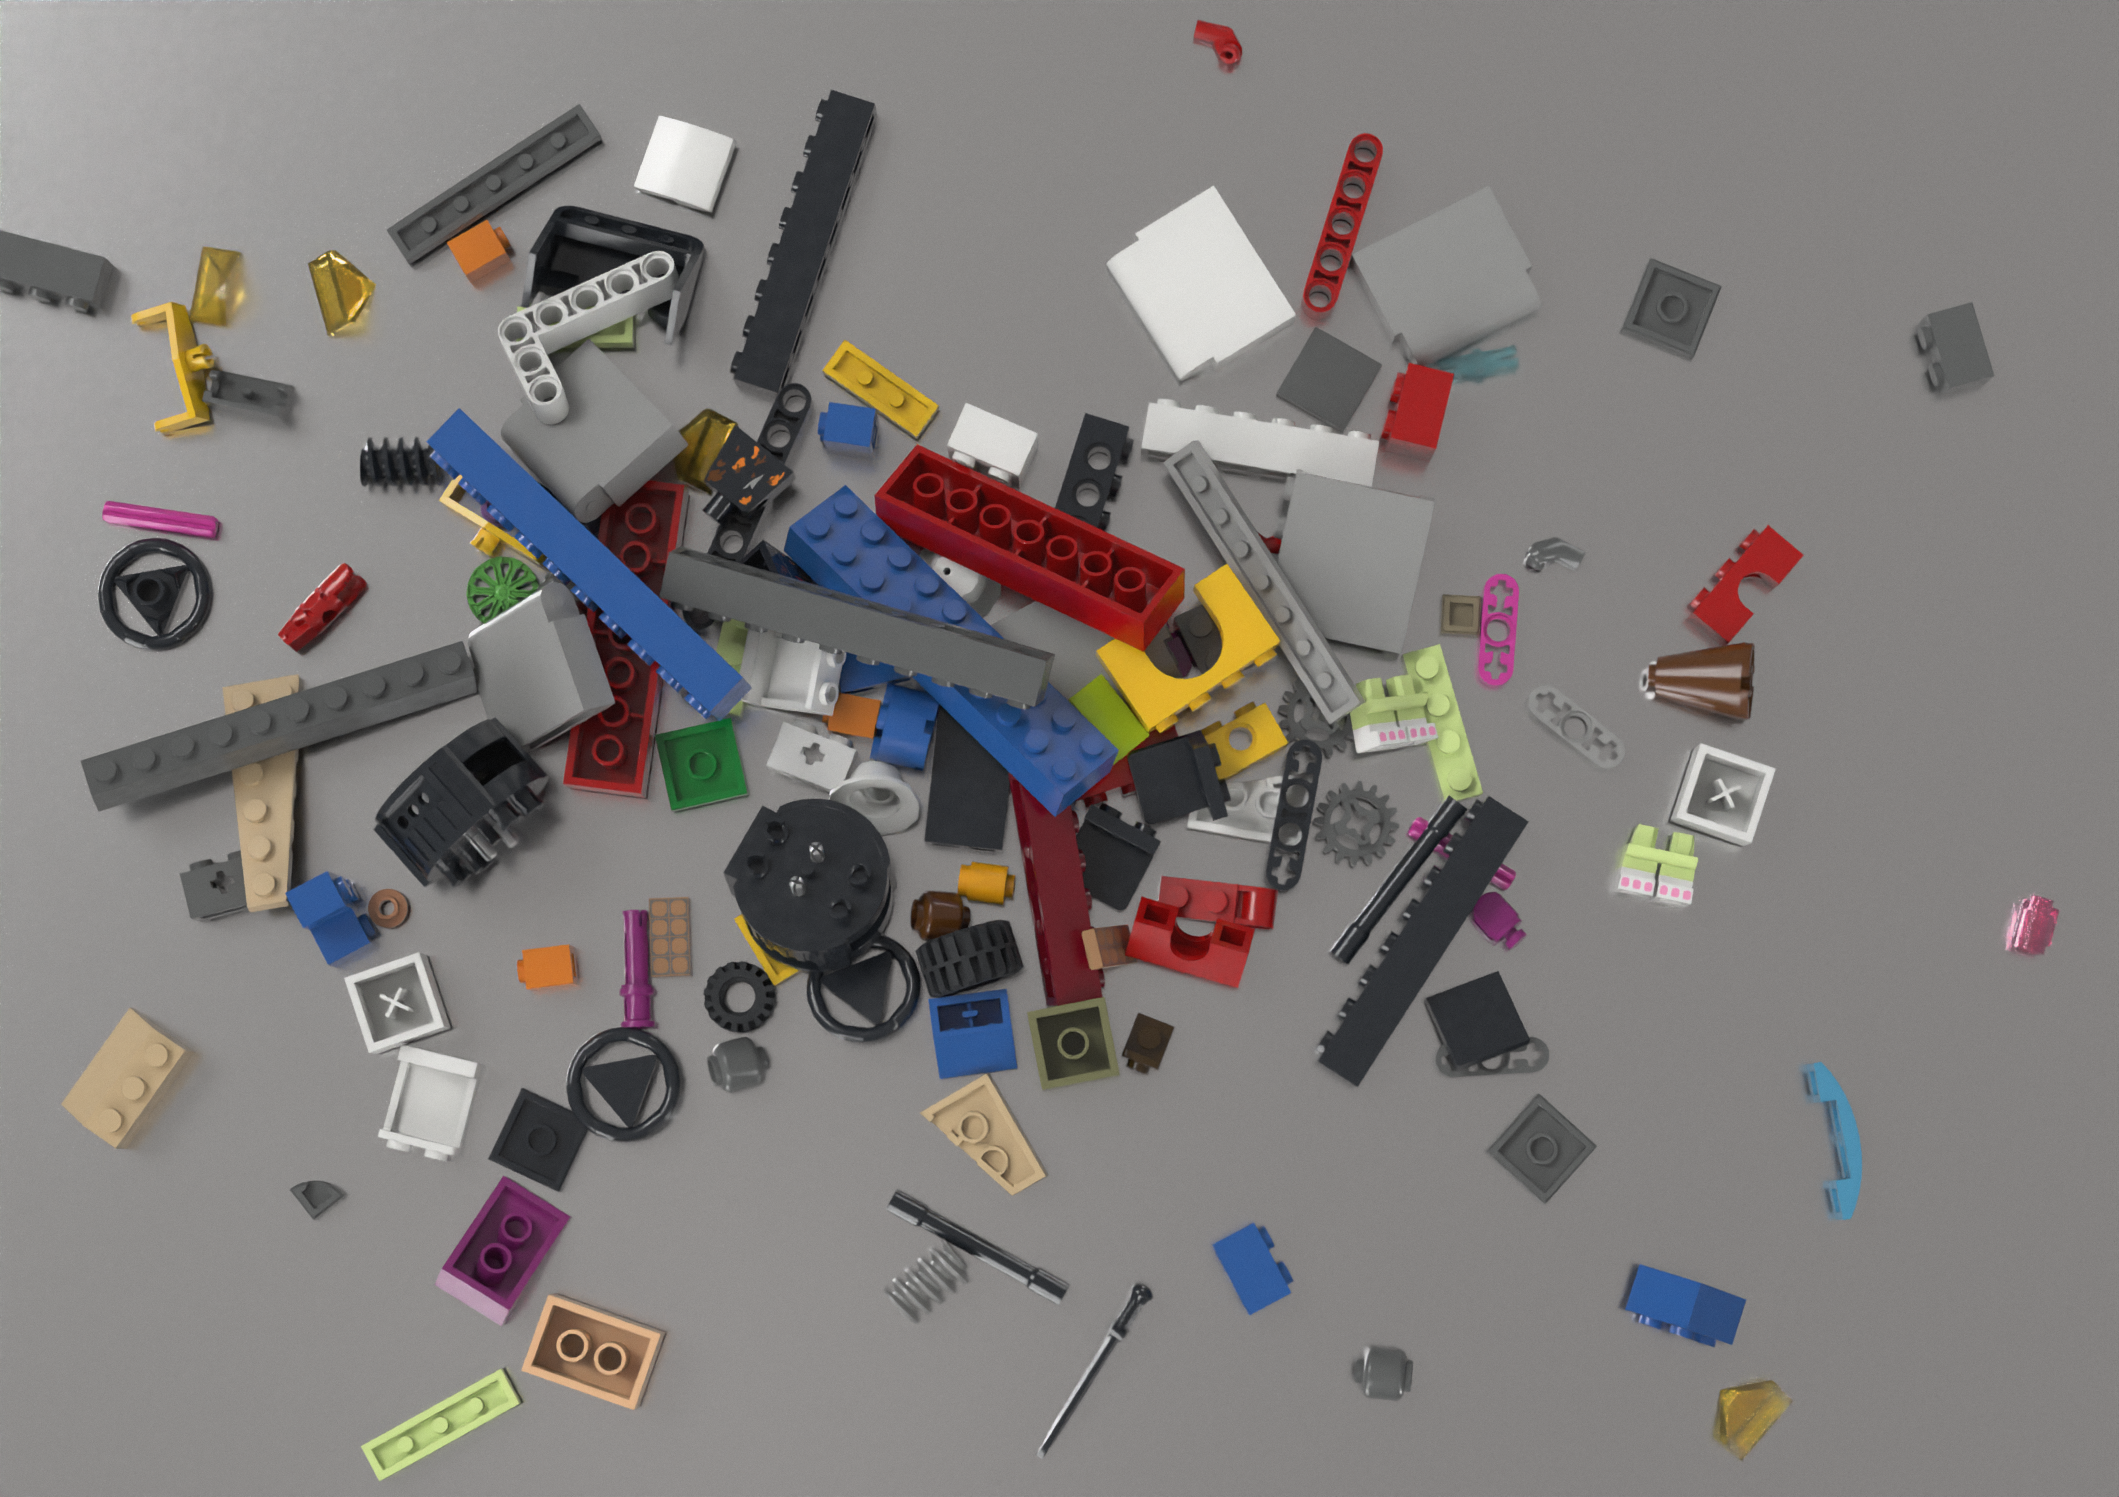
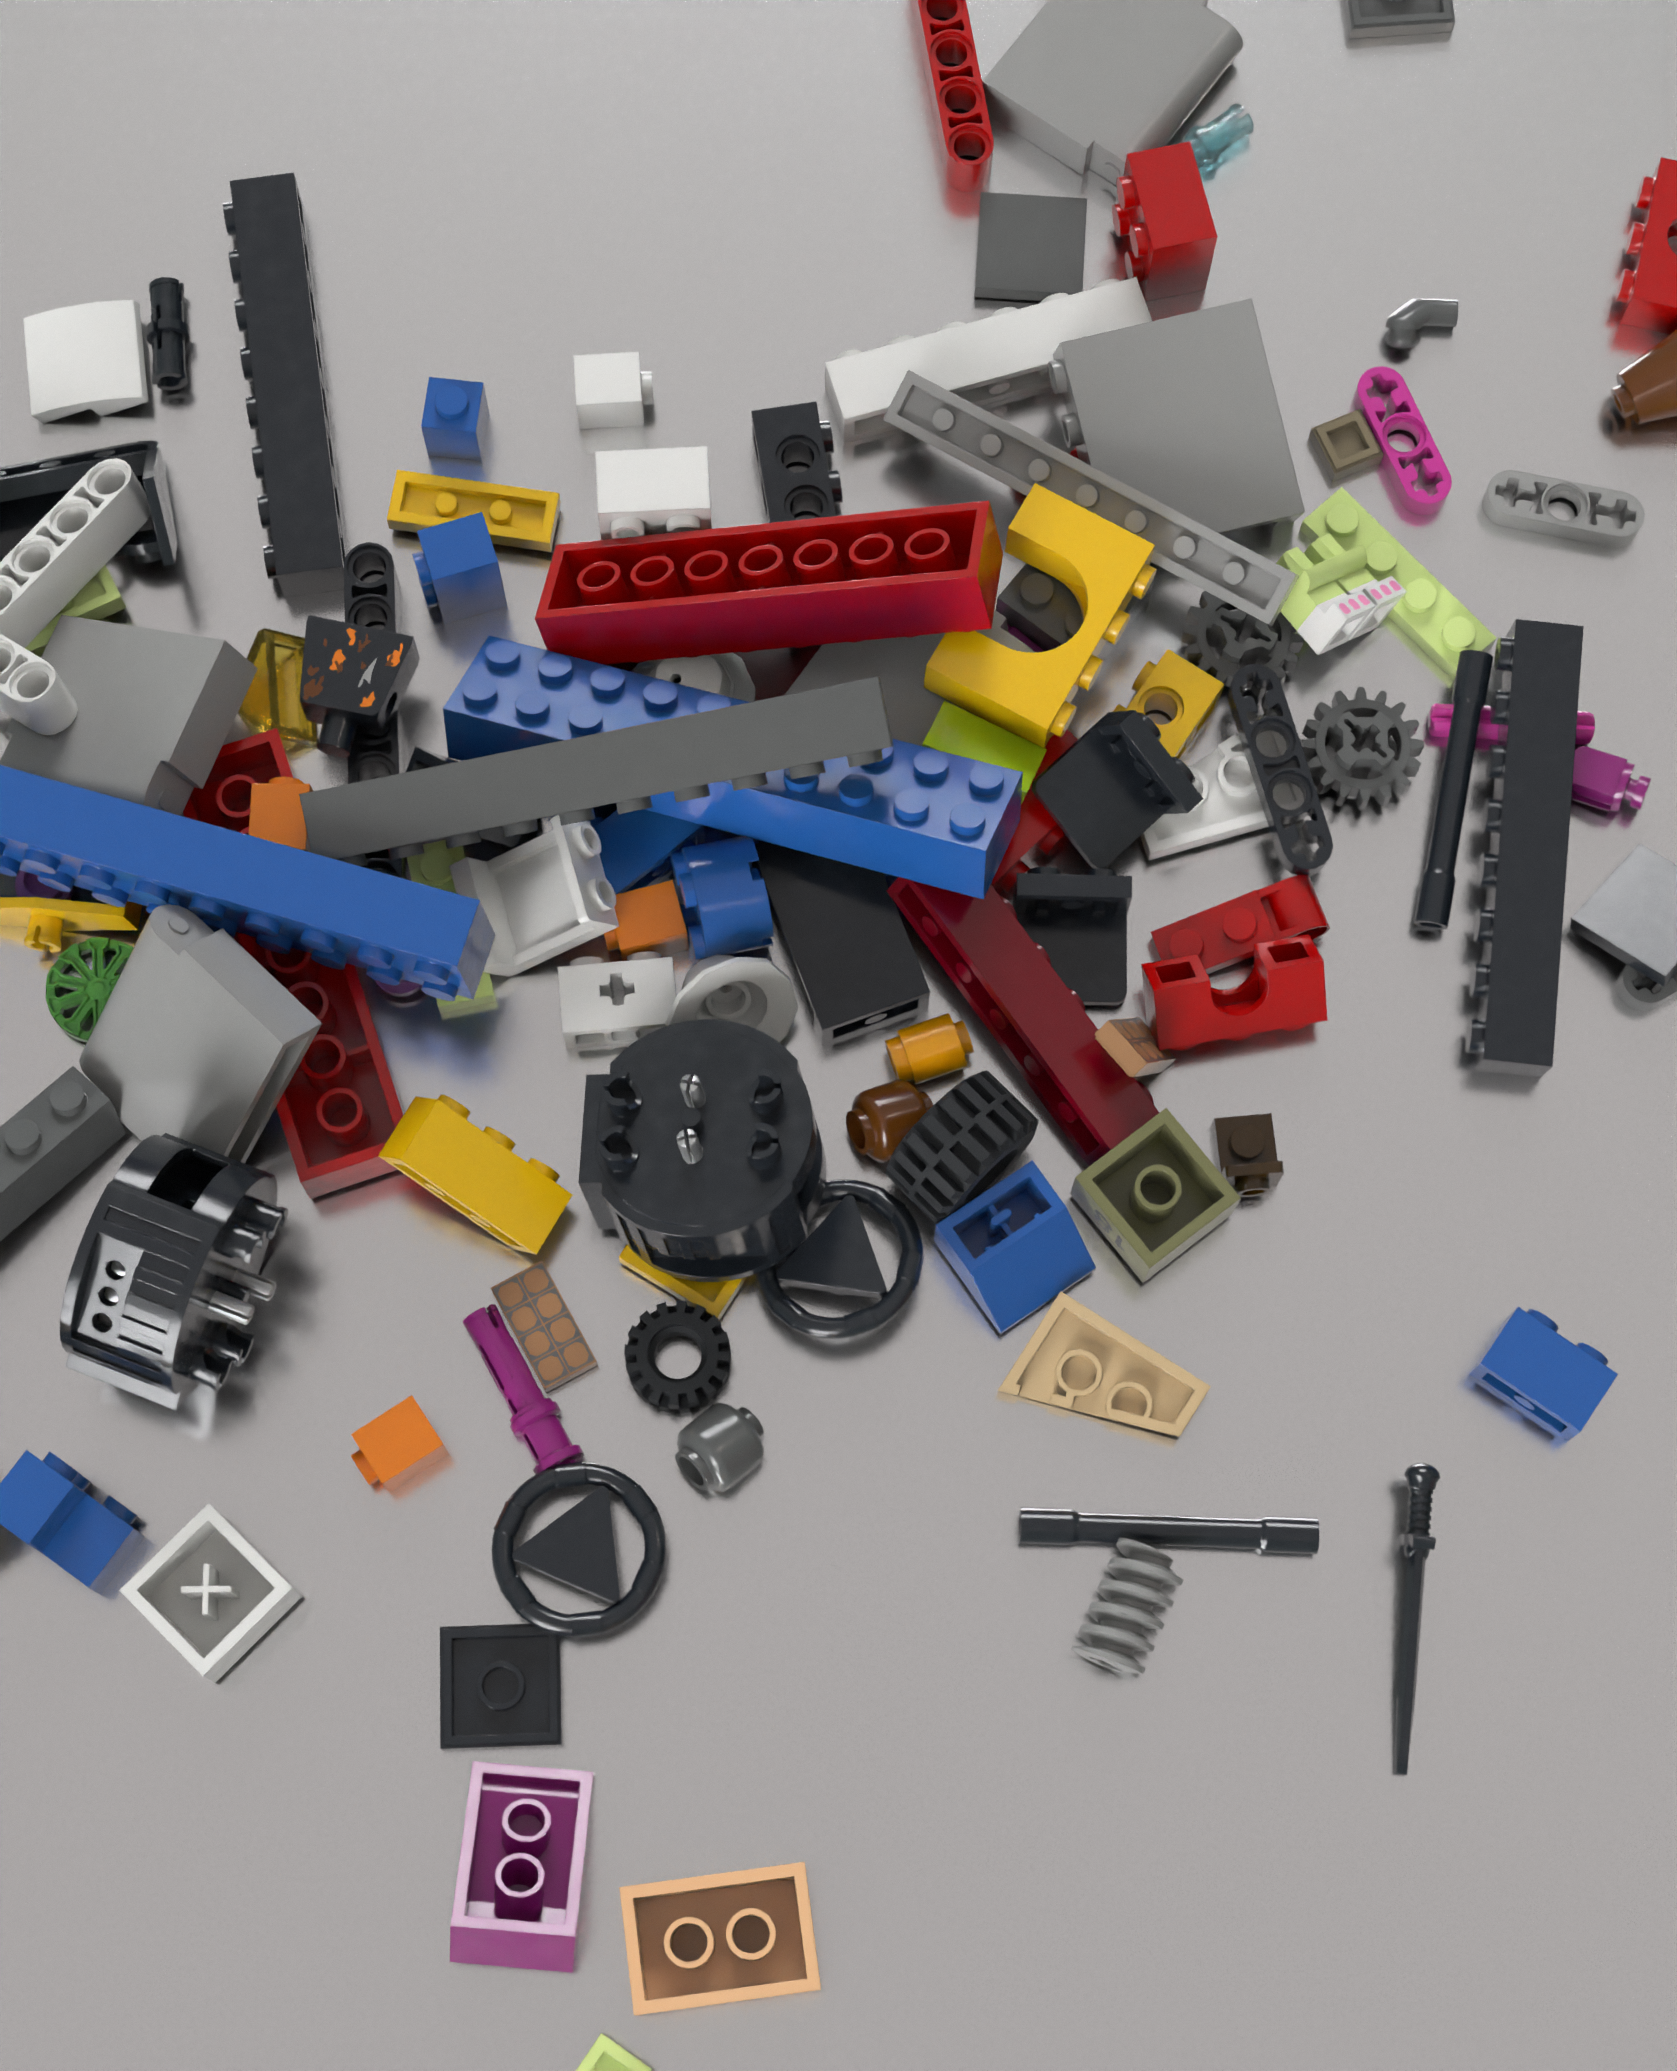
camera: 30 degrees left, 10 degrees down
(317, 1197) = (224, 1924): dark grey tile -> none
(397, 916) = (150, 1488): nougat plate -> none
(430, 1102) = (322, 1709): white panel -> none
(652, 552) = (278, 812): none -> orange brick
(671, 828) = (477, 1172): none -> yellow brick
(701, 764) = (481, 1069): green plate -> none
(745, 171) = (168, 333): none -> black pin
(898, 322) = (455, 418): none -> blue brick
(1007, 350) = (611, 390): none -> white brick
(1200, 286) = (816, 206): white piece -> none

